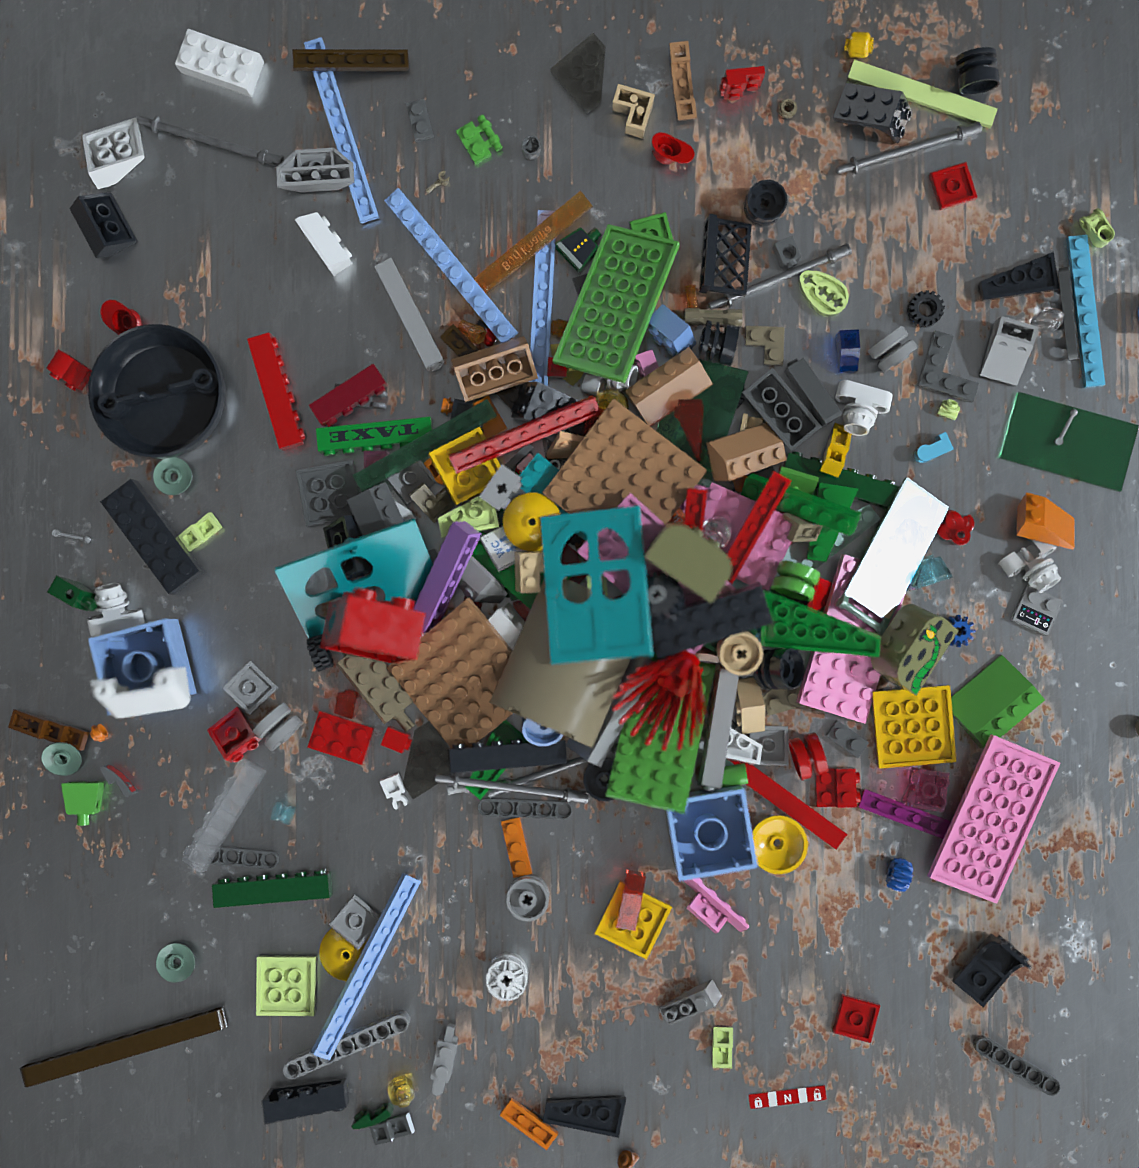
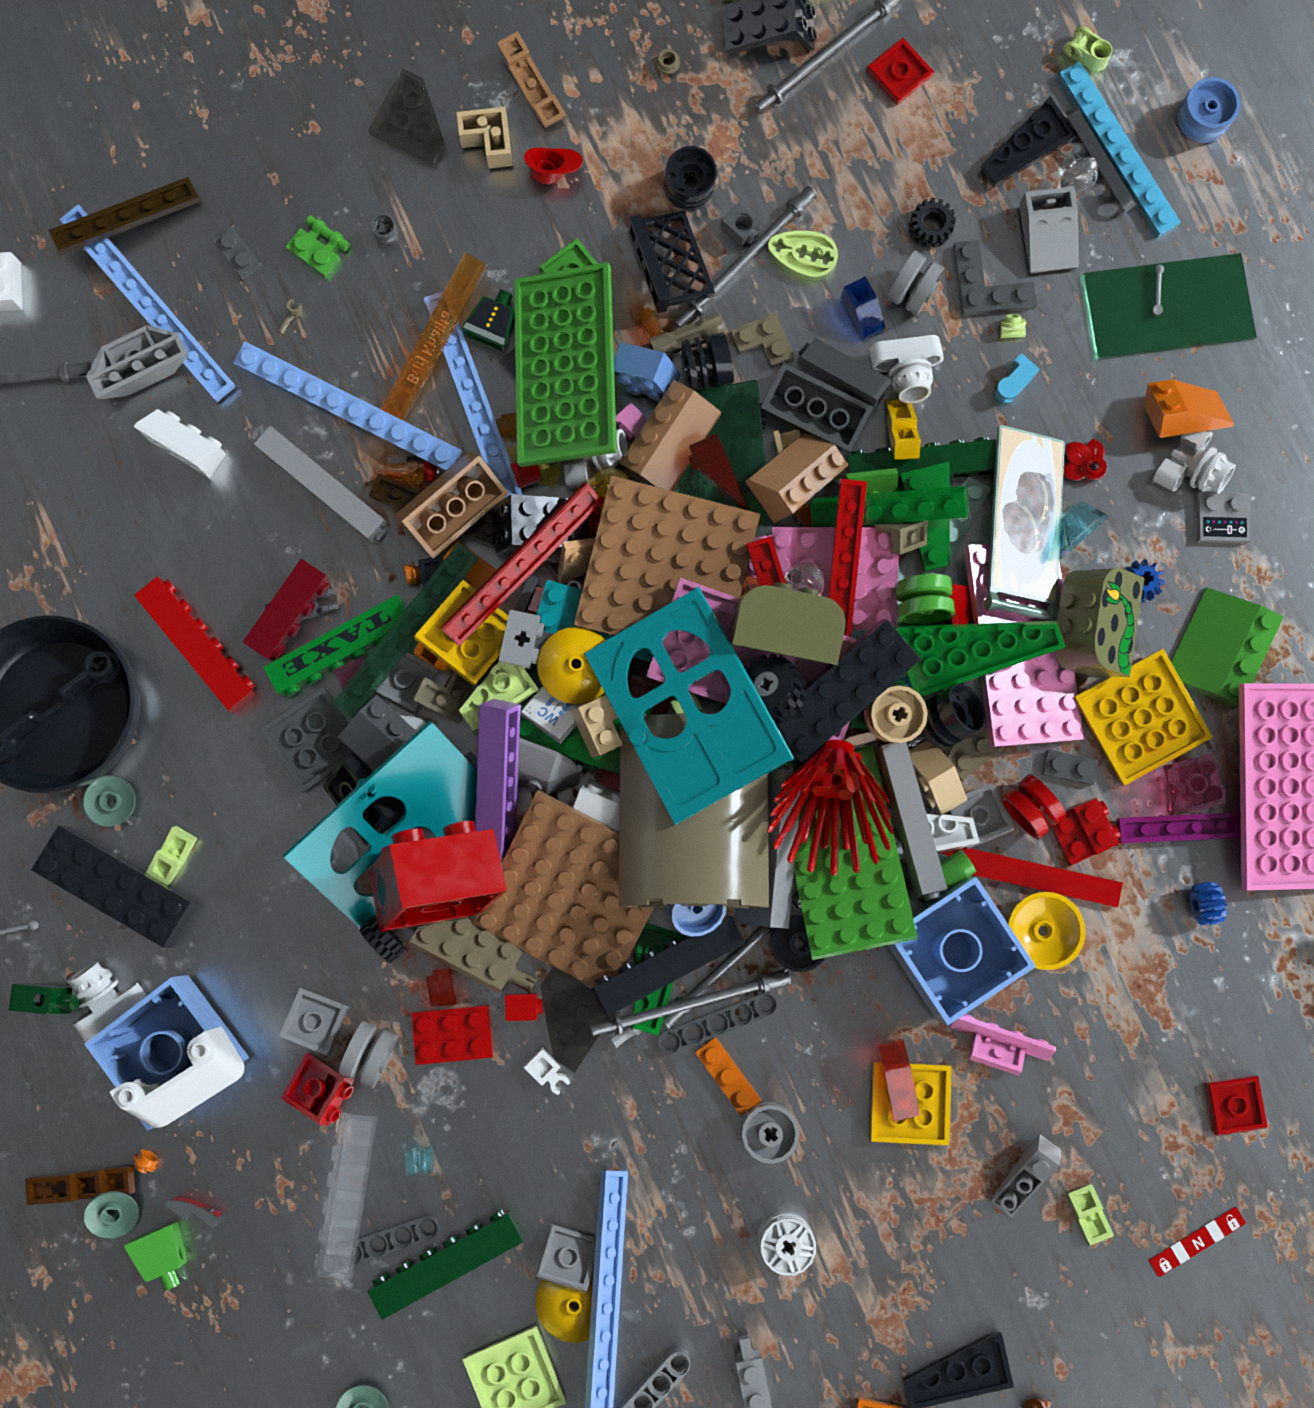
camera: 30 degrees left, 5 degrees down
(740, 79) = (598, 50): red plate -> none

